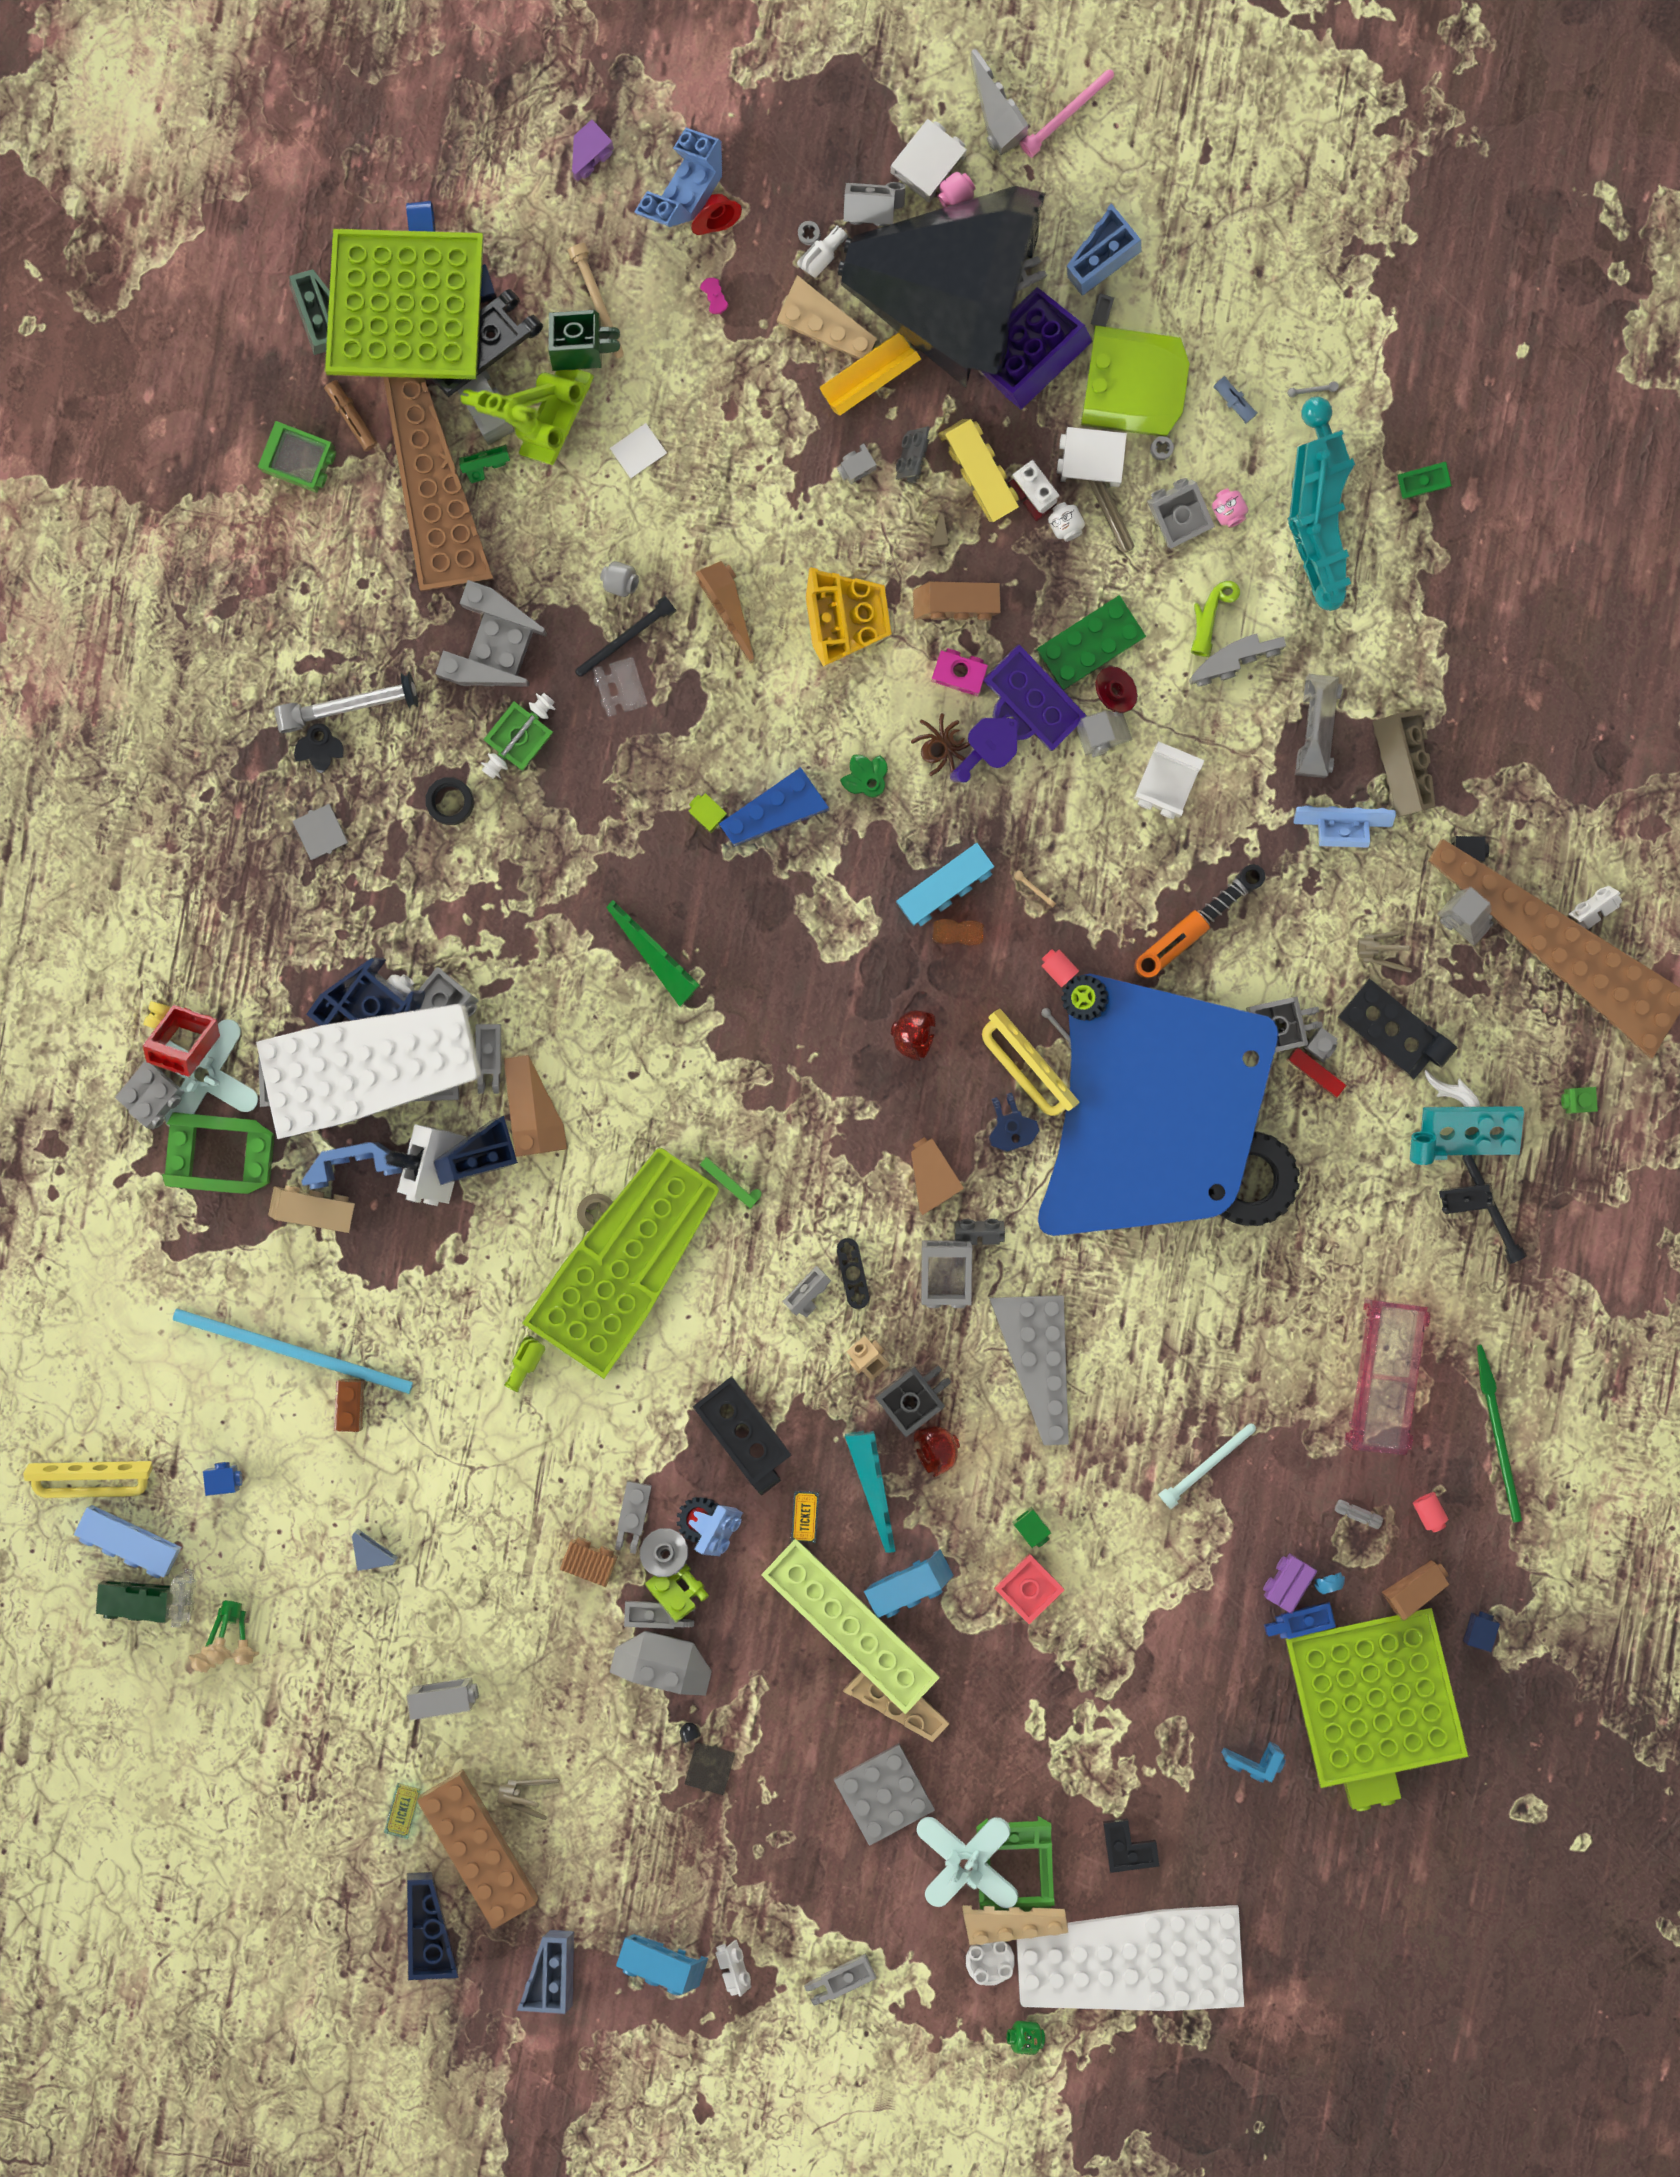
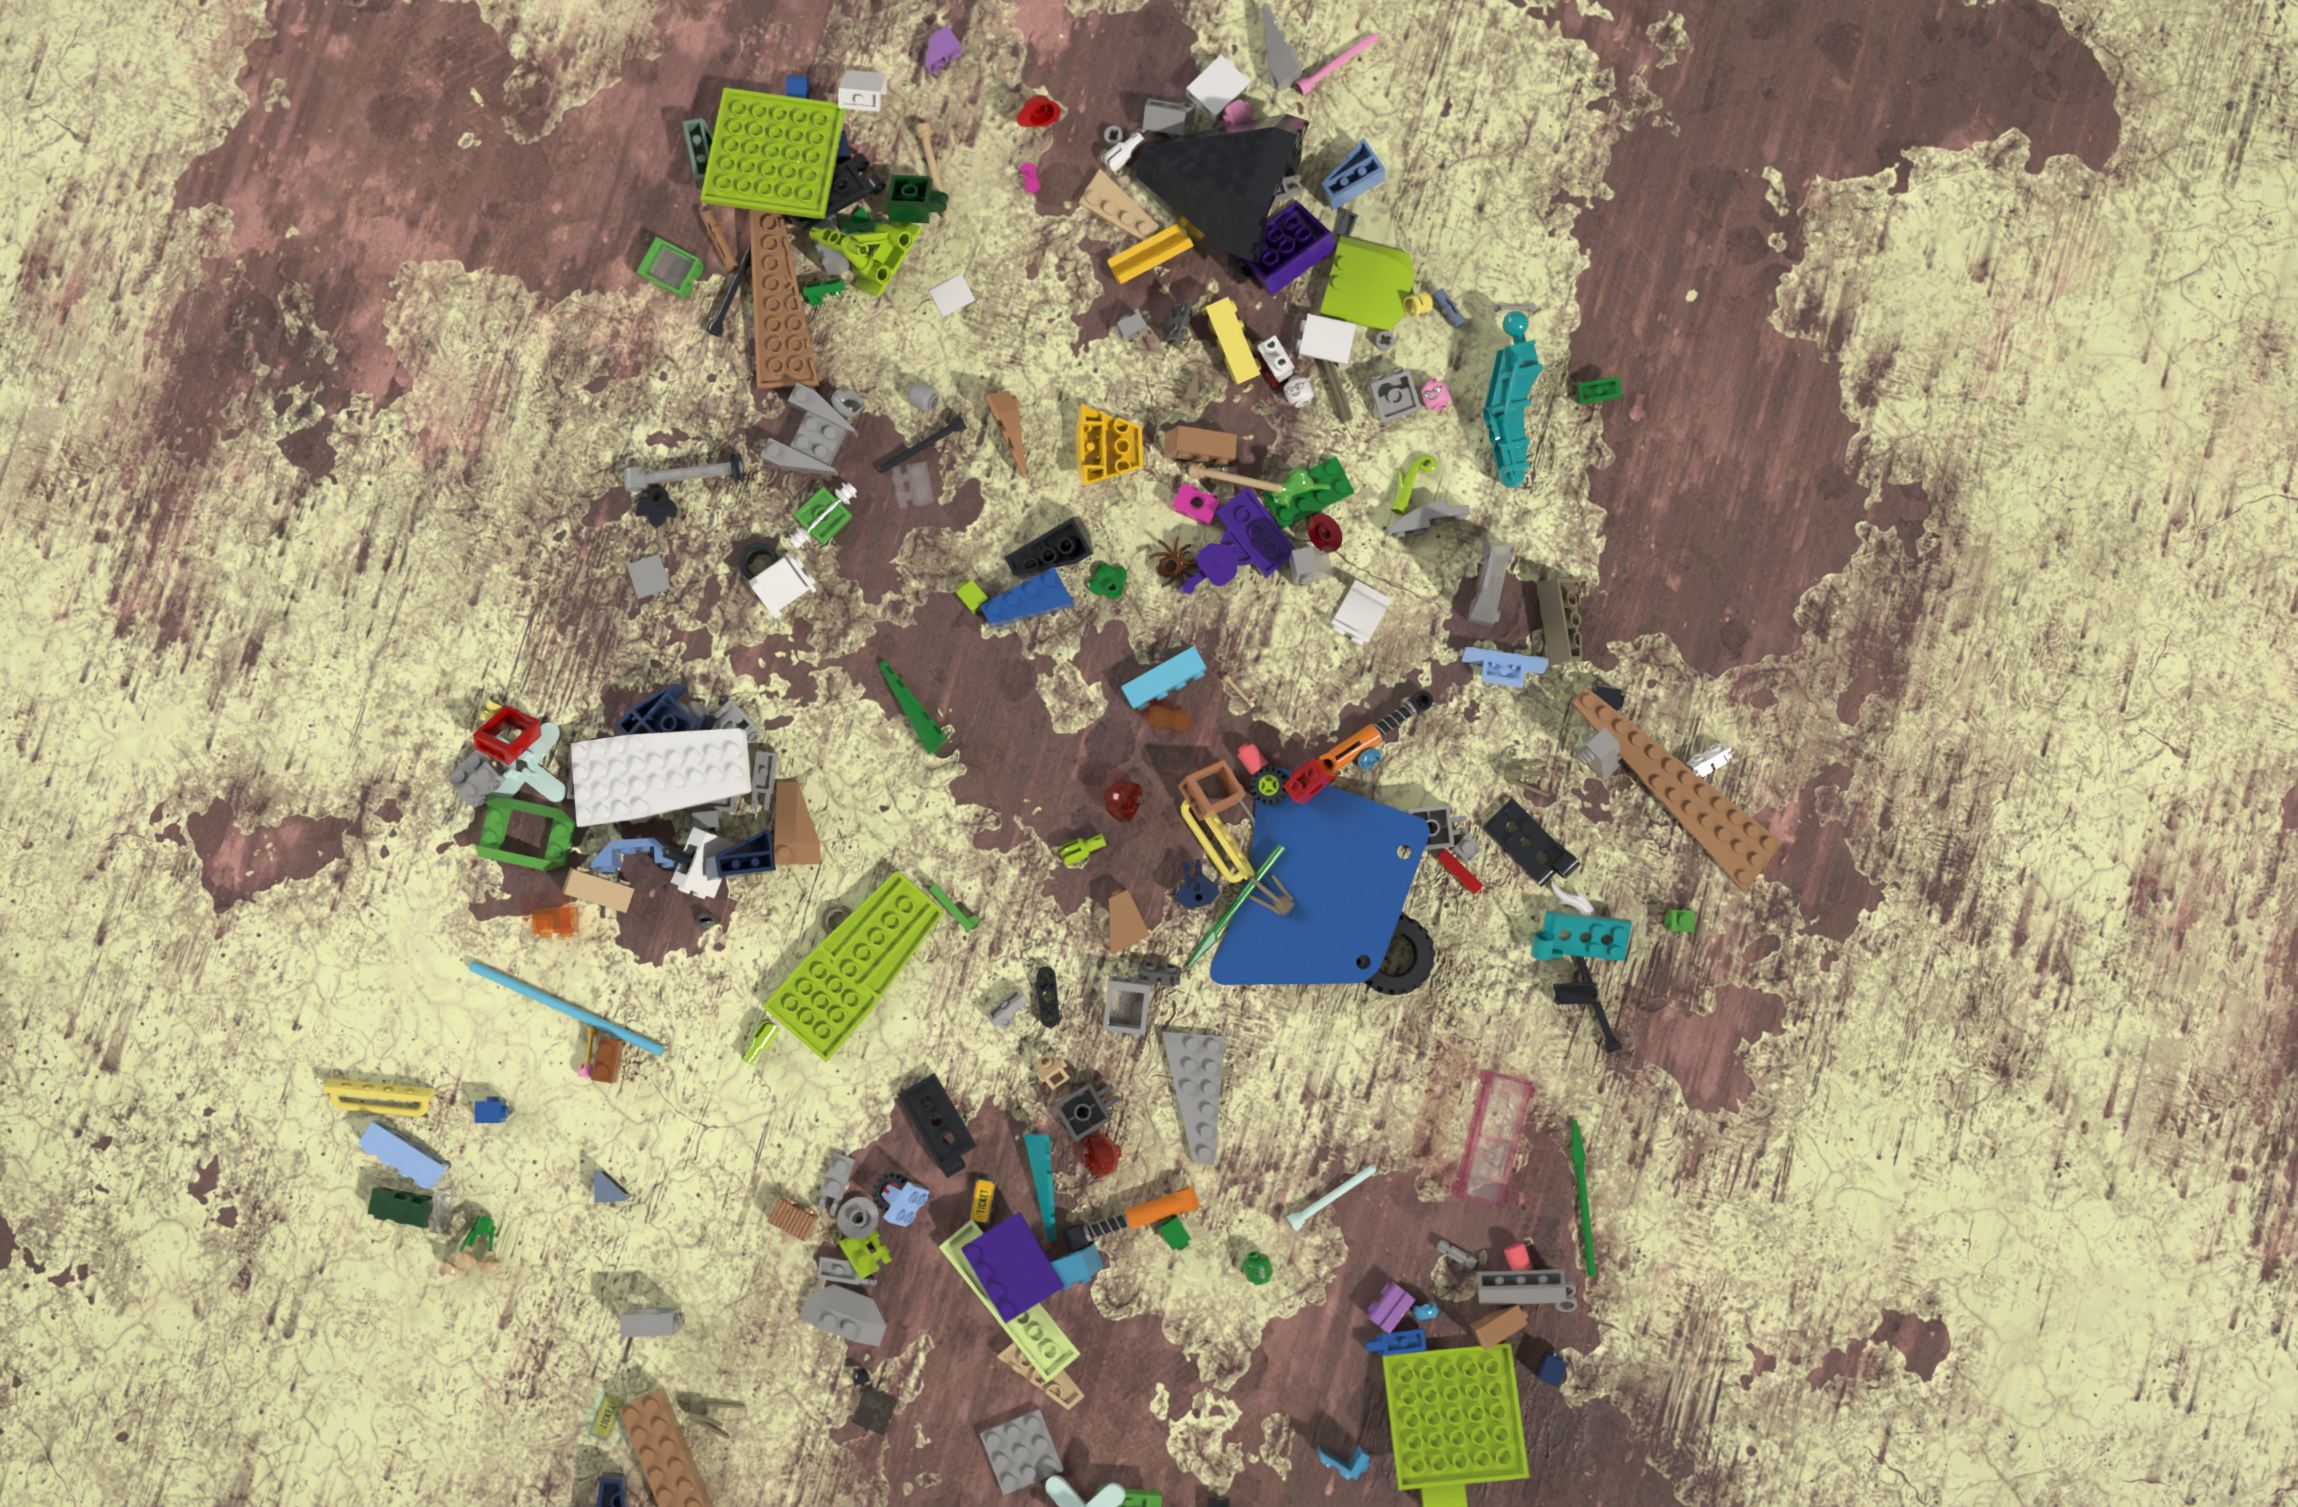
camera: 10 degrees right, 5 degrees down
(266, 1251) = (555, 920): none -> clear orange brick
(325, 1418) = (586, 1068): none -> hinge
(361, 520) = (716, 326): none -> black piece
(428, 1115) = (707, 821): none -> light grey brick
(442, 1235) = (708, 924): none -> dark grey hinge
(480, 823) = (782, 584): none -> white panel
(500, 213) = (862, 90): none -> white panel
(516, 377) = (859, 223): none -> green plate
(530, 597) = (847, 403): none -> light grey hair
(690, 184) = (1021, 85): medium blue slope -> none
(802, 743) = (1056, 548): none -> black wedge
(850, 1589) = (1012, 1267): none -> dark purple slope
(870, 1097) = (1079, 849): none -> lime arm
(957, 631) = (1198, 470): none -> tan piece
(982, 386) = (1242, 274): none -> black hinge
(1007, 1030) = (1198, 800): none -> nougat window
(1029, 1588) = (1167, 1286): coral plate -> none
(1030, 1493) = (1134, 1217): none -> piece
(1034, 1181) = (1211, 936): none -> green piece
(1076, 634) = (1296, 483): none -> bright green animal
(1114, 1134) = (1282, 904): none -> dark tan plant
(1130, 987) = (1308, 780): none -> red brick
(1131, 1556) = (1257, 1268): none -> green head
(1196, 952) = (1368, 758): none -> dark azure plate
(1197, 399) = (1417, 304): none -> light yellow wheel
(1443, 1543) = (1526, 1288): none -> light grey hinge

